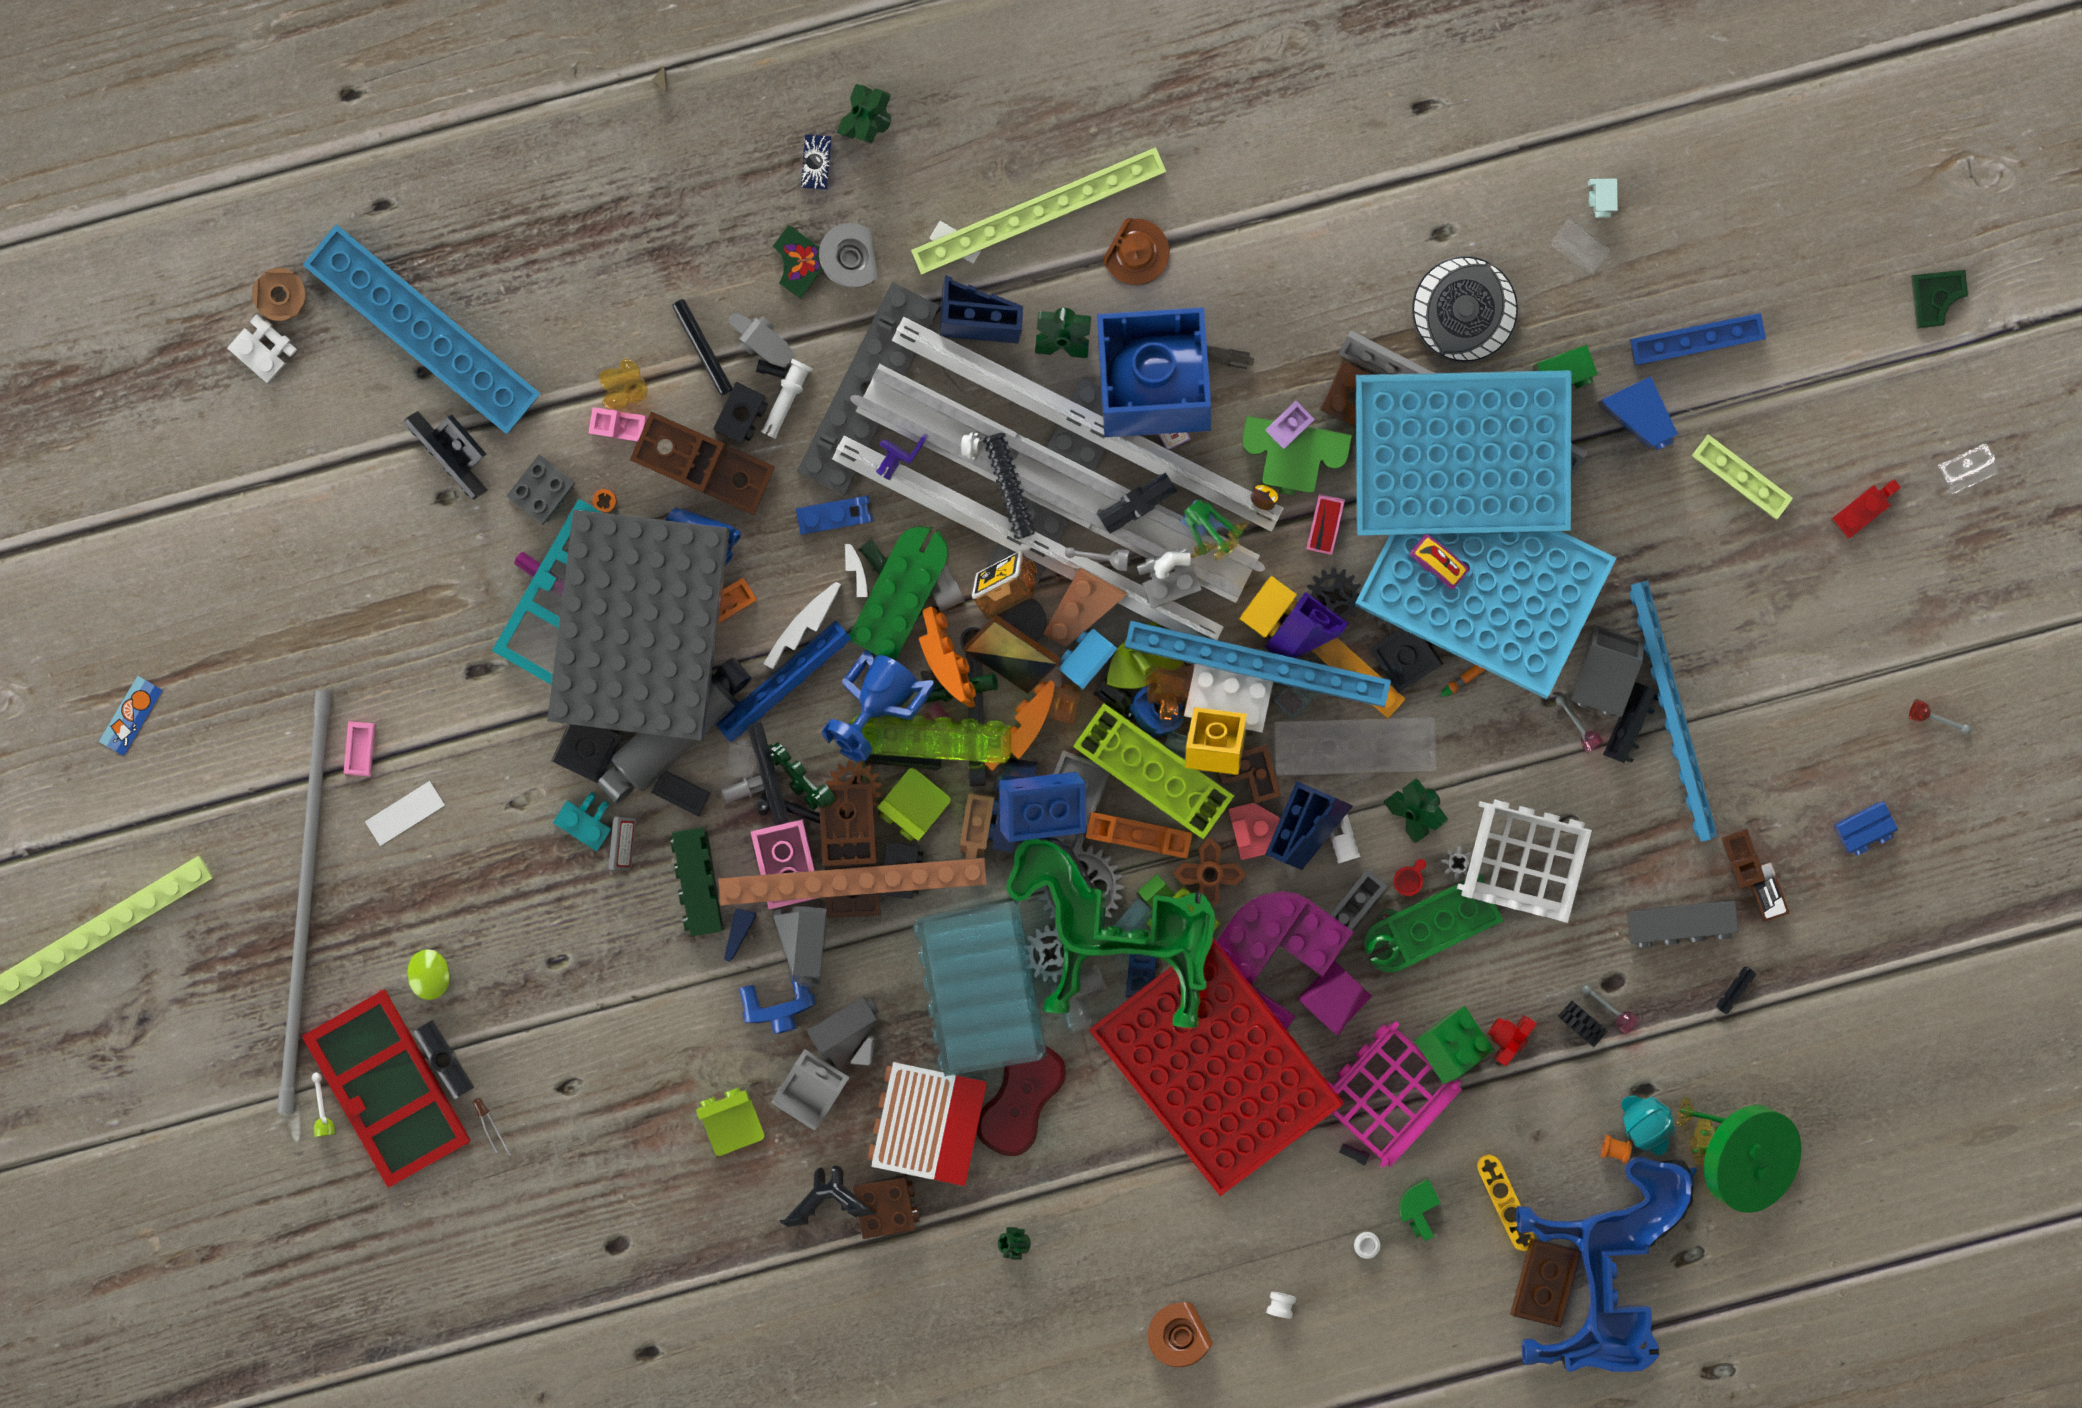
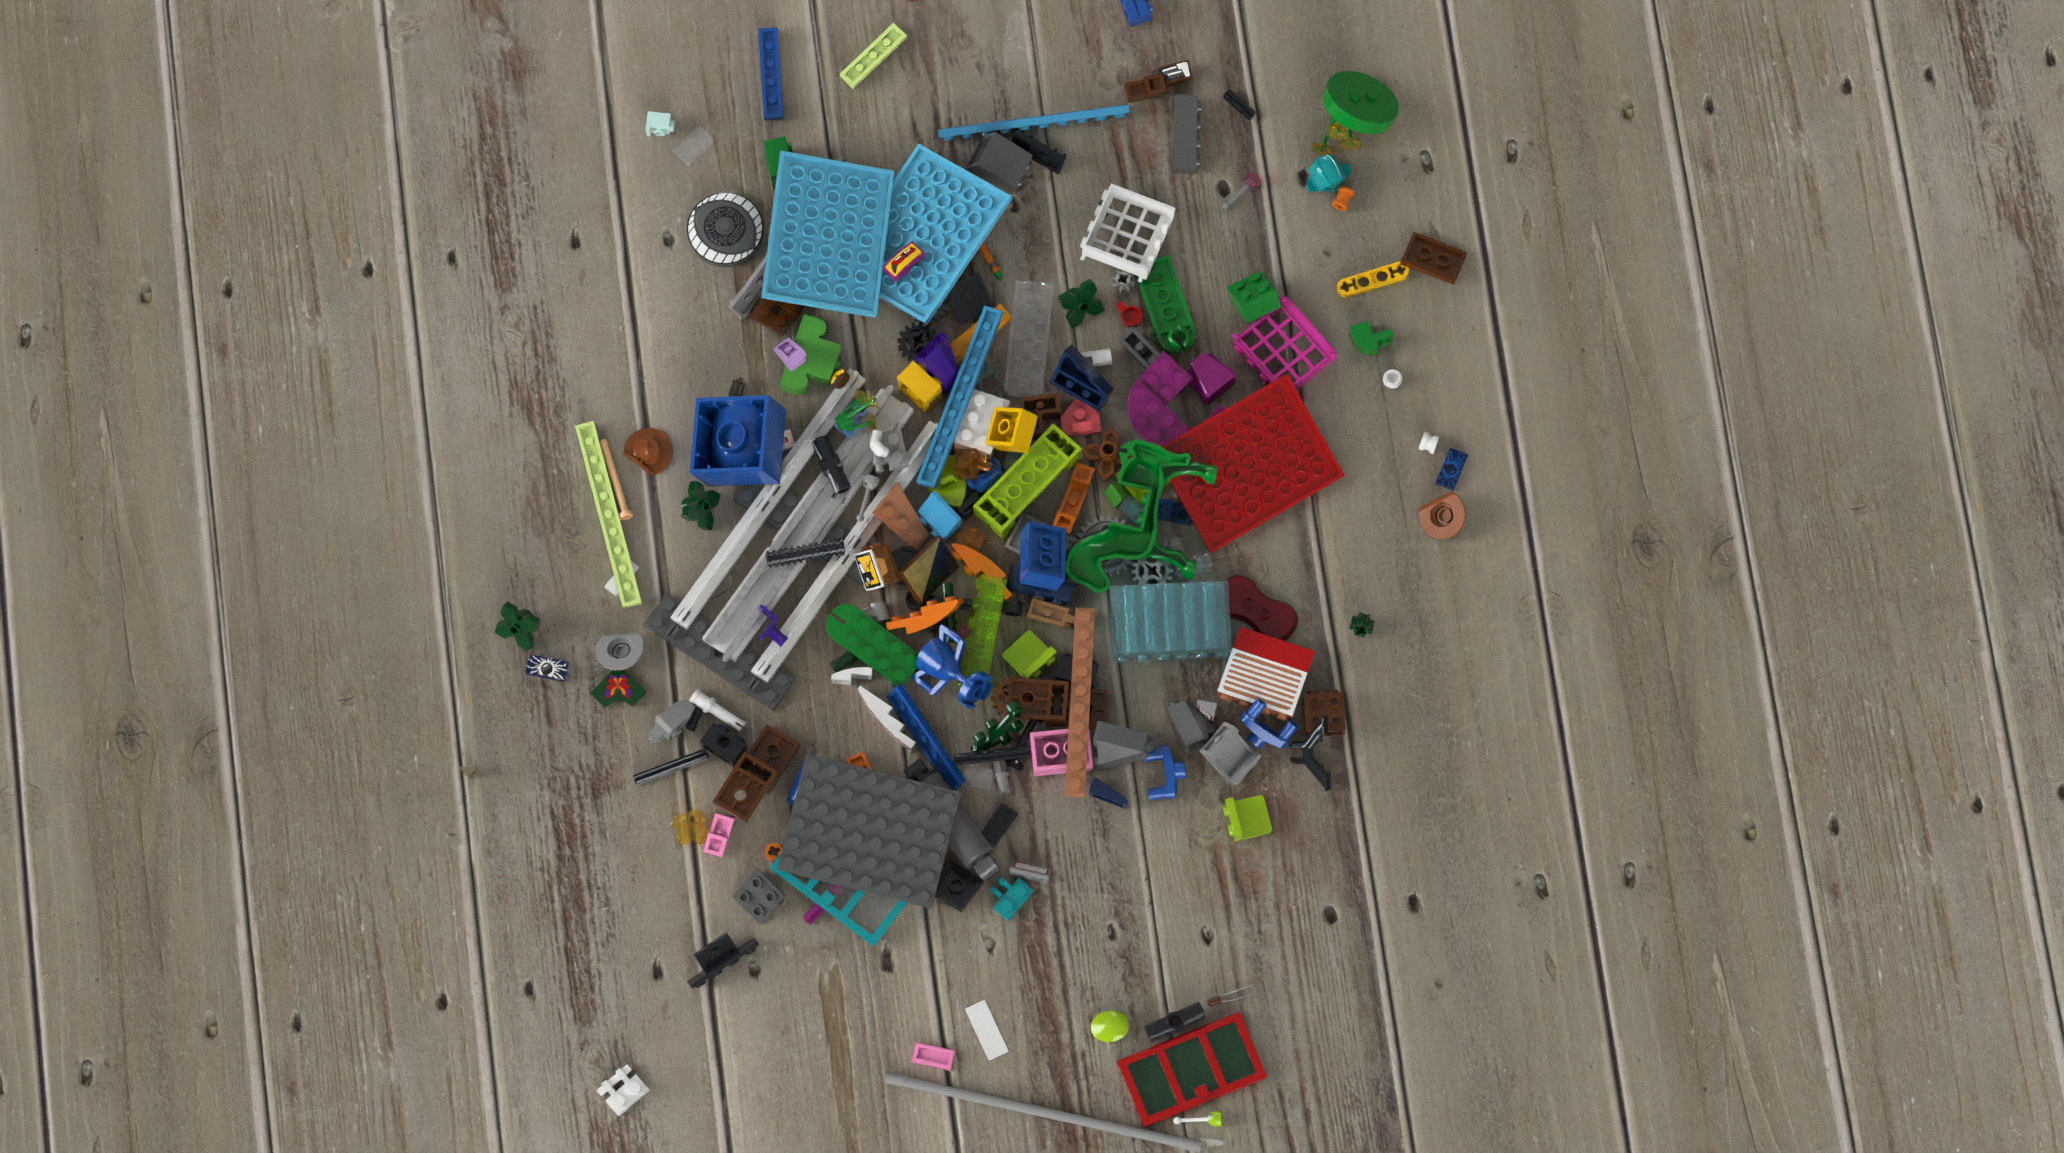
camera: 85 degrees left, 15 degrees down
(290, 284) = (589, 1081): medium nougat plate -> none
(421, 329) = (626, 969): dark azure plate -> none
(697, 881) = (1065, 818): dark green wedge -> none
(833, 515) = (808, 688): blue plate -> none
(847, 1128) = (1261, 732): none -> blue connector
(905, 761) = (996, 658): black axle -> none
(971, 446) = (772, 576): white plate -> none
(977, 315) = (677, 565): dark blue wedge -> none
(1088, 213) = (625, 513): none -> light nougat bar
(1250, 1339) = (1451, 469): none -> clear blue tile
(1325, 524) = (865, 342): red slope -> none
(1360, 1156) = (1327, 375): black piece -> none
(1510, 1037) = (1253, 257): red plant -> none
(1582, 1023) = (1249, 208): black tyre -> none
(1589, 739) = (1045, 181): hinge -> none
(1610, 1331) = (1473, 216): blue animal -> none
(1641, 413) = (818, 114): blue slope -> none

